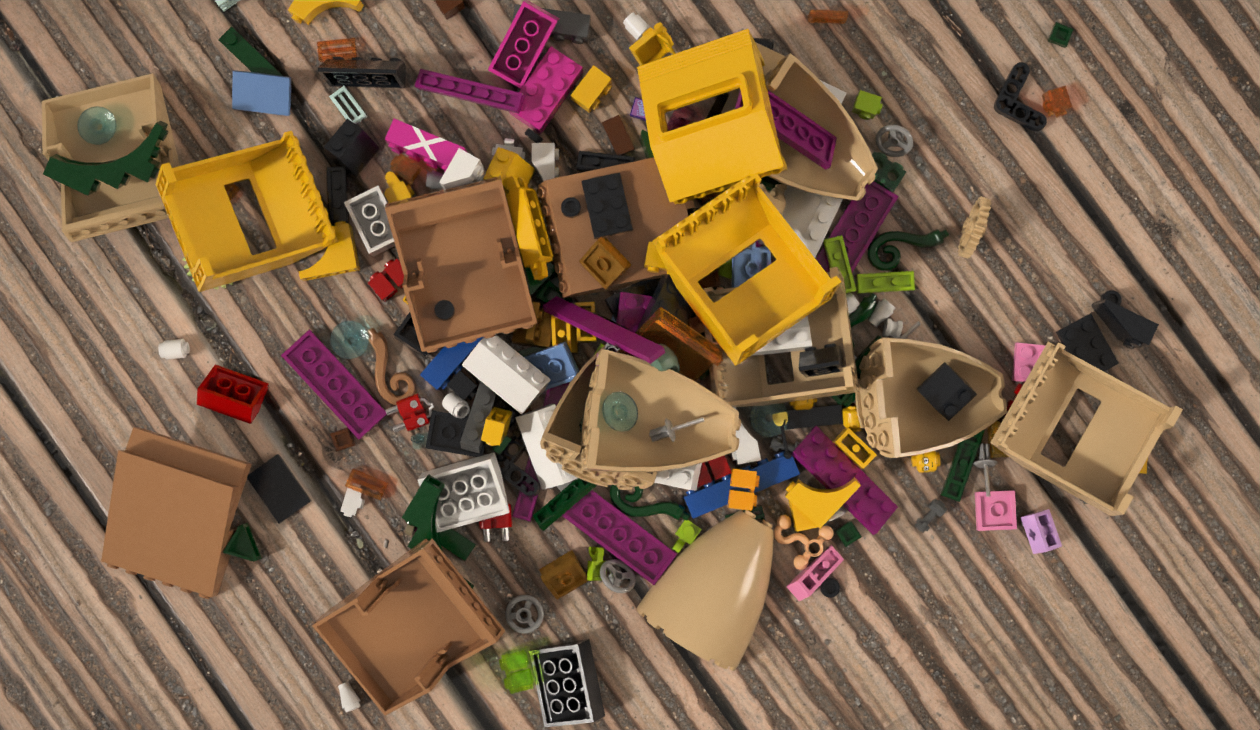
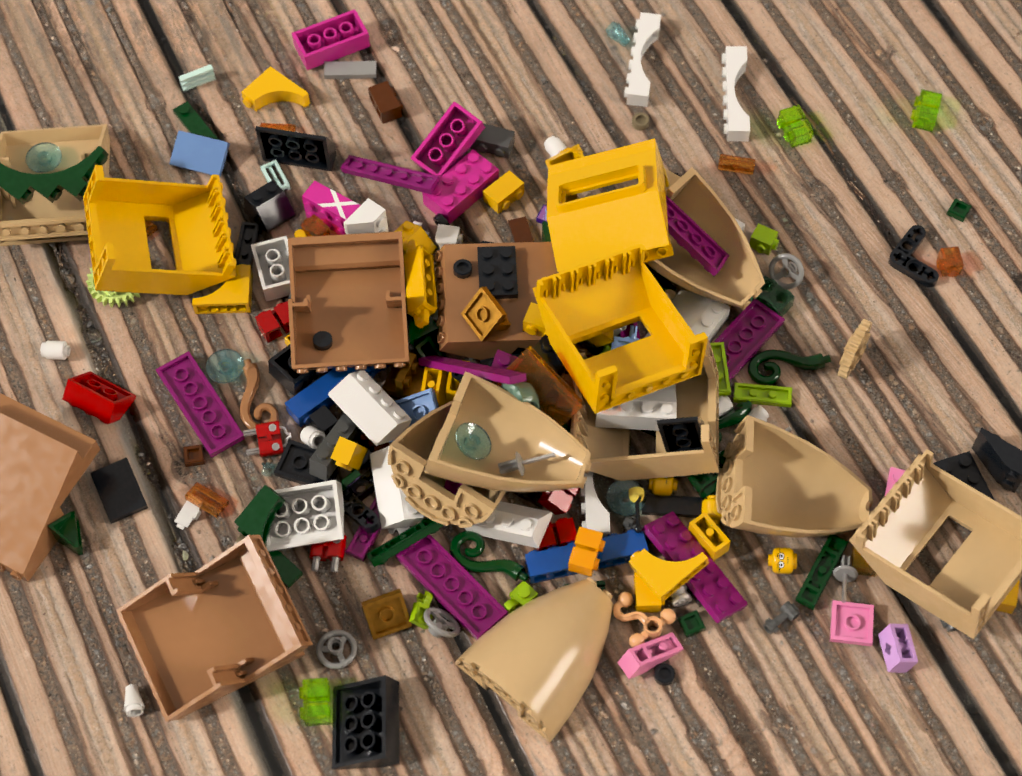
camera: 15 degrees right, 25 degrees down
(946, 391) = (810, 492): black slope -> none

